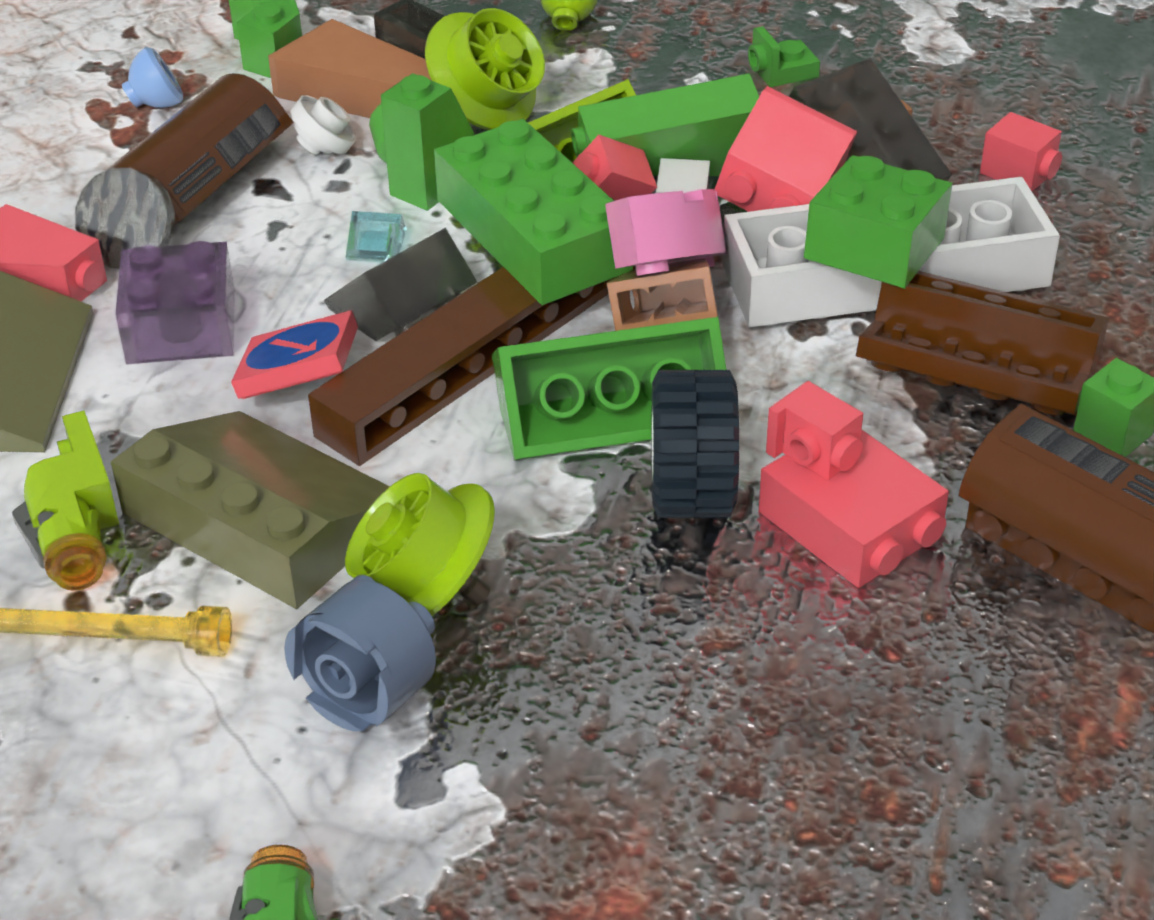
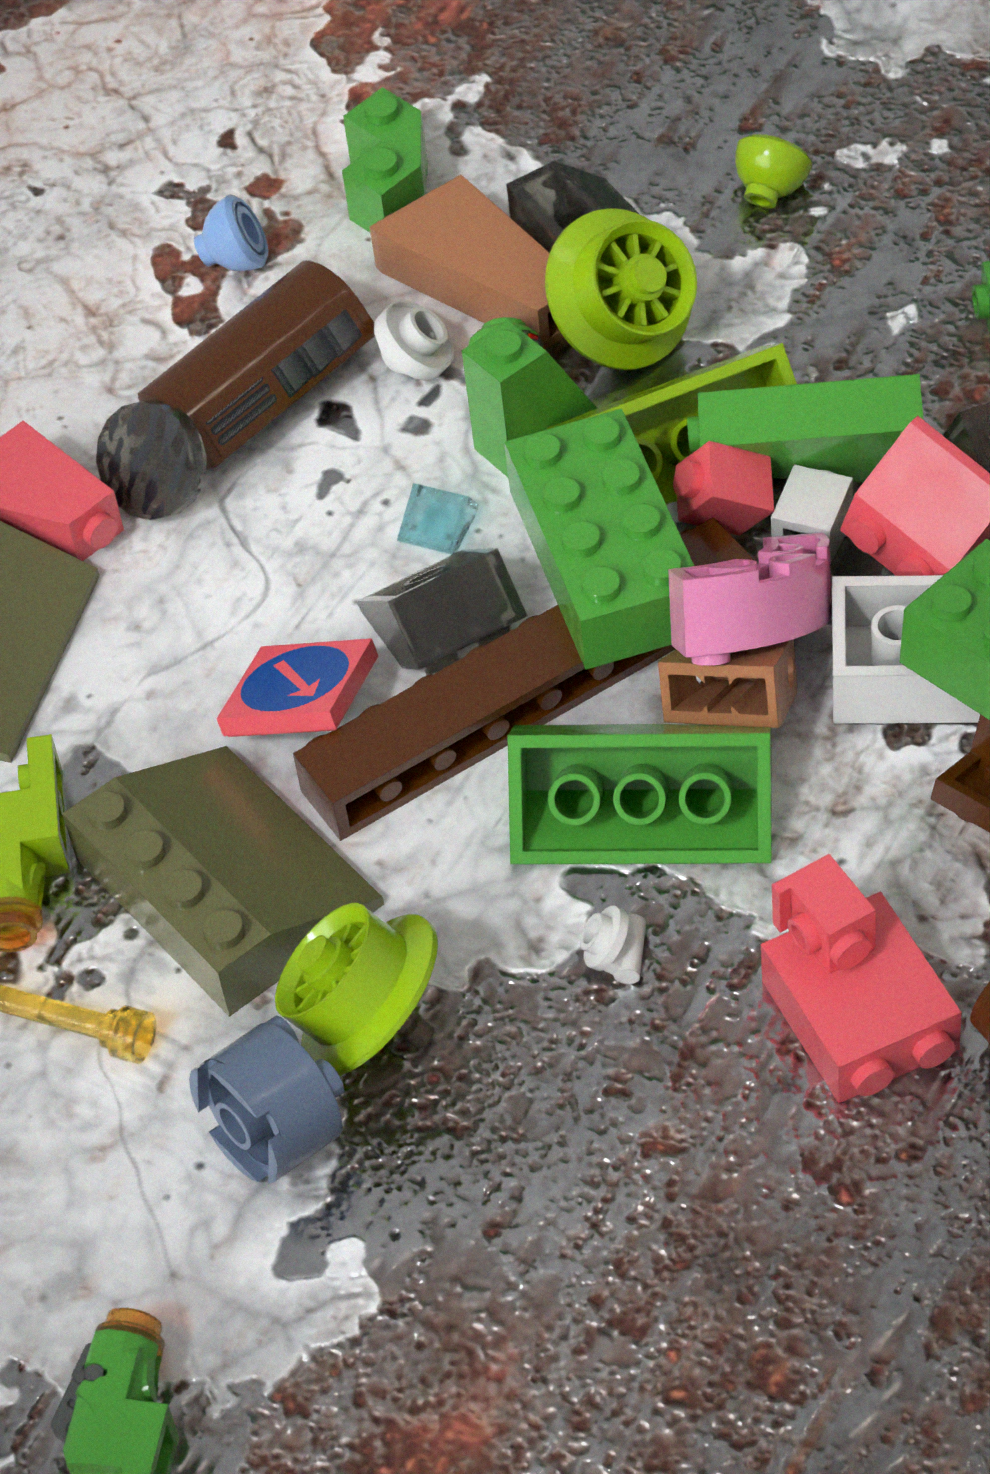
camera: 20 degrees right, 10 degrees up
(175, 302) = (185, 588): clear purple brick -> none
(627, 497) = (614, 943): none -> white plate
(694, 443) = (691, 900): black wheel -> none

